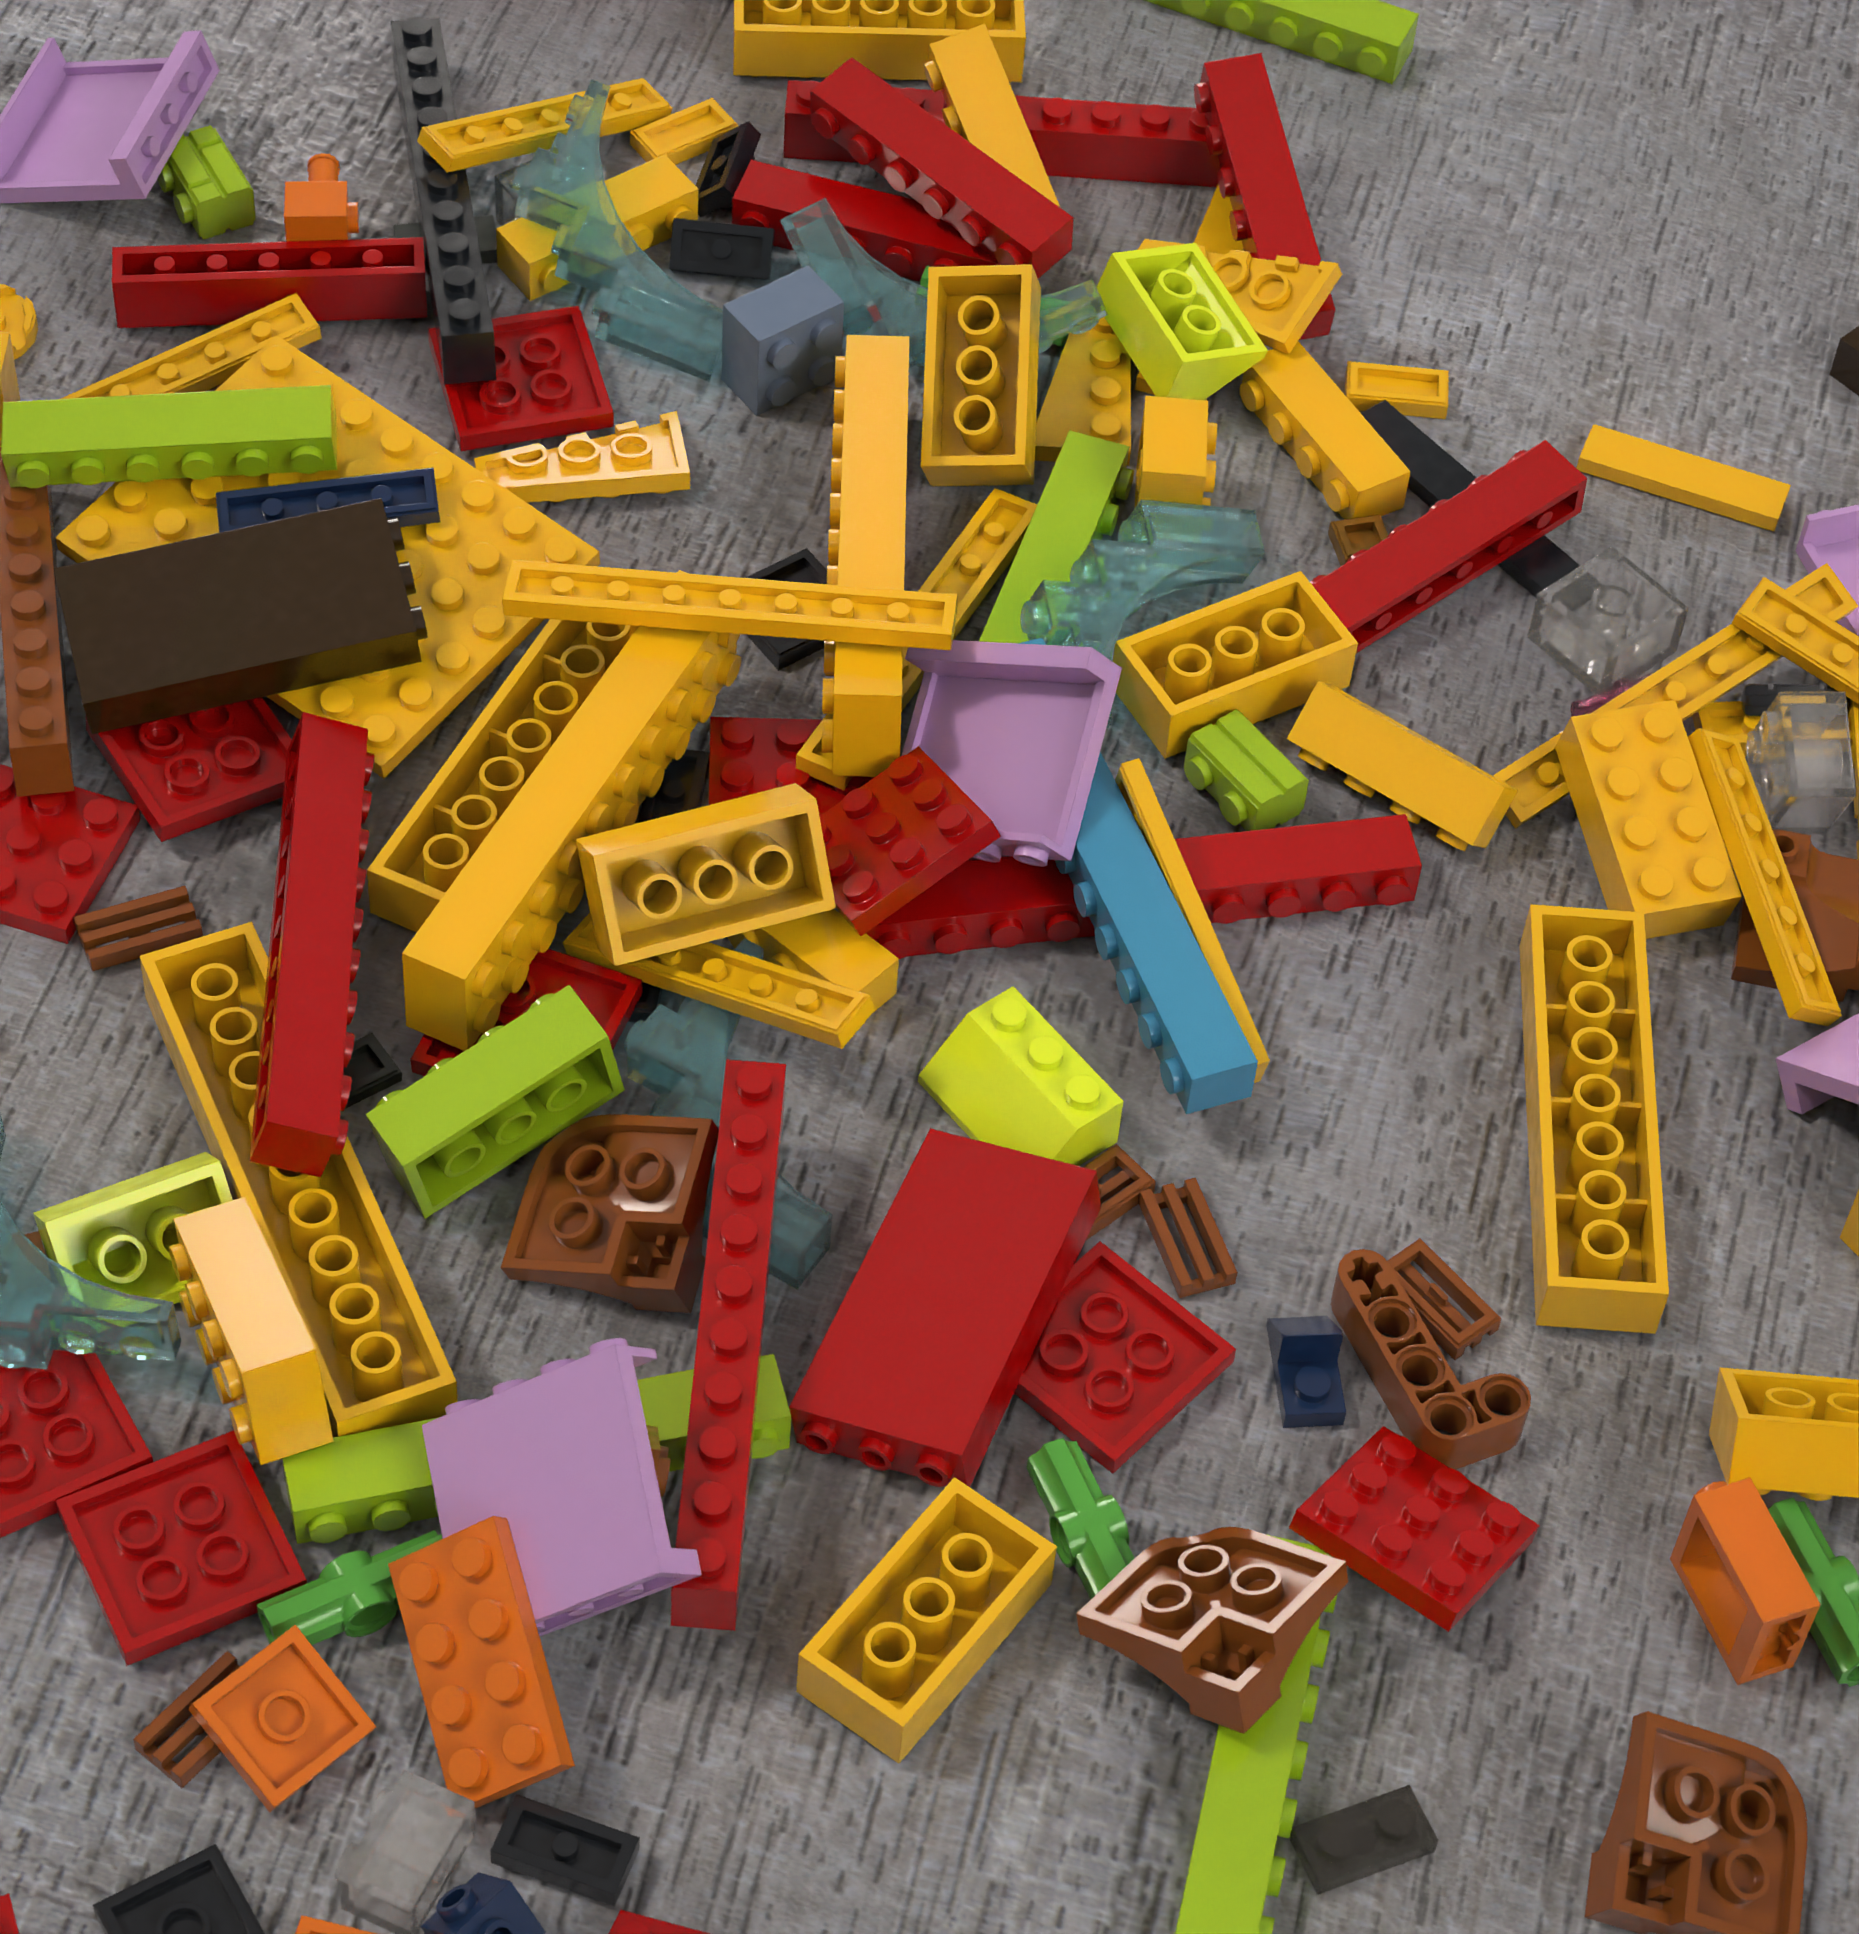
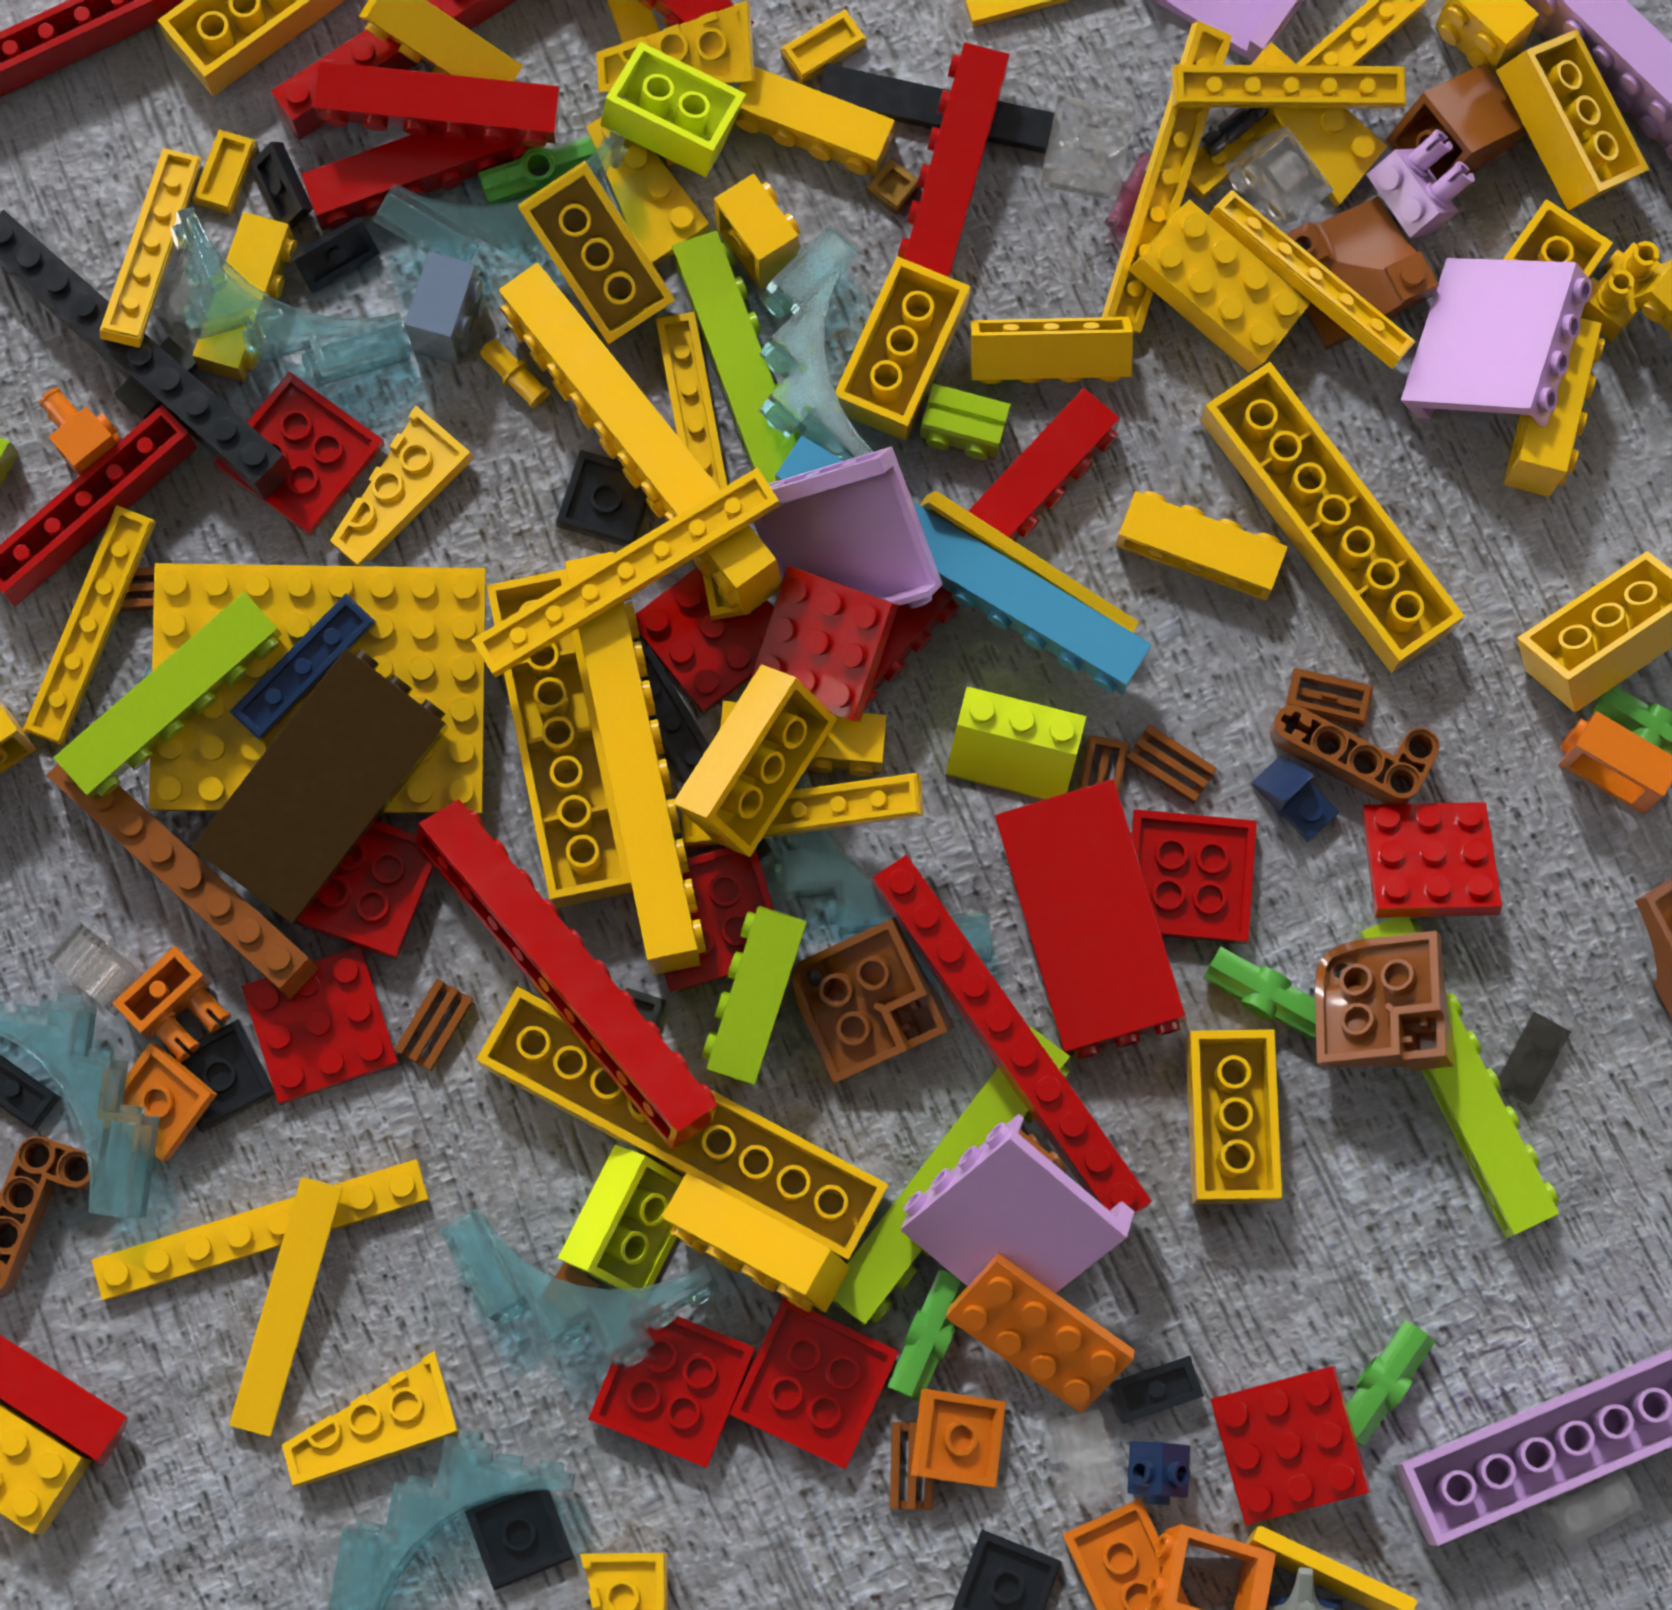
camera: 35 degrees left, 25 degrees up
(804, 449) = (514, 372): none -> yellow axle
(1414, 1051) = (1201, 544): none -> yellow brick

